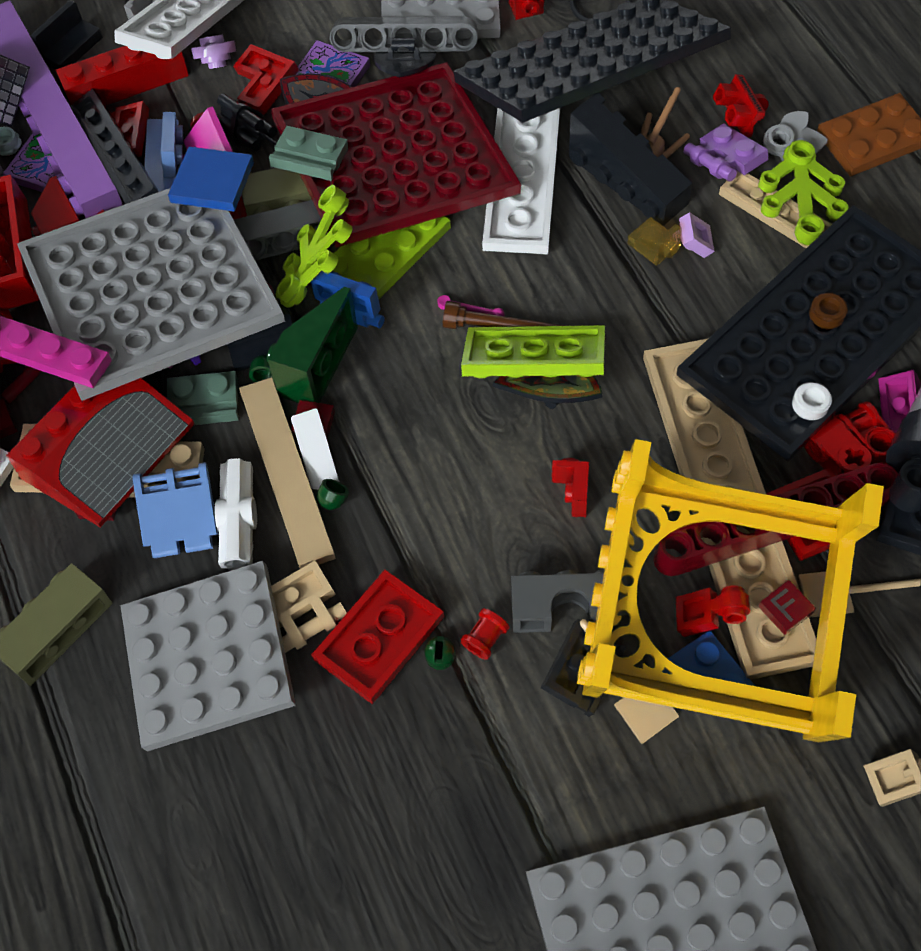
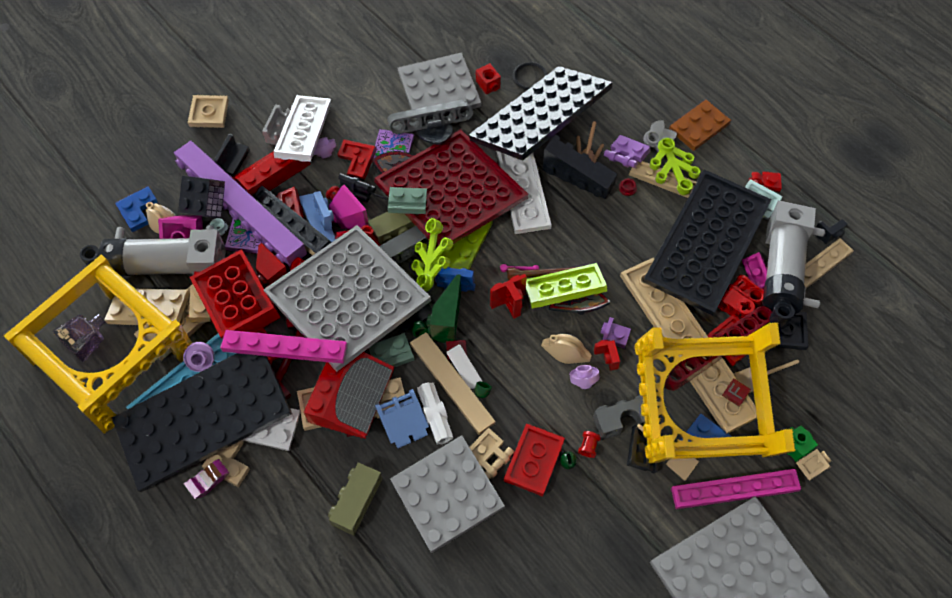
camera: 20 degrees left, 0 degrees up
(211, 178) = (361, 228): blue tile -> none
(431, 341) = (509, 293): none -> red bracket
(504, 460) = (566, 349): none -> tan hat
(516, 513) = (584, 376): none -> lavender plate
(598, 451) = (615, 332): none -> medium lavender bracket
(655, 240) = (605, 209): clear yellow bracket -> none
(696, 235) = (626, 201): lavender plate -> none
(700, 609) = (694, 404): red plate -> none
(709, 210) = (627, 187): none -> dark red plate
(733, 784) = (735, 489): none -> dark pink plate
(742, 104) = (628, 123): red hips -> none
(811, 401) = (717, 281): white tile -> none
(828, 310) = (710, 230): reddish brown tile -> none
(879, 729) = (803, 443): none -> green brick

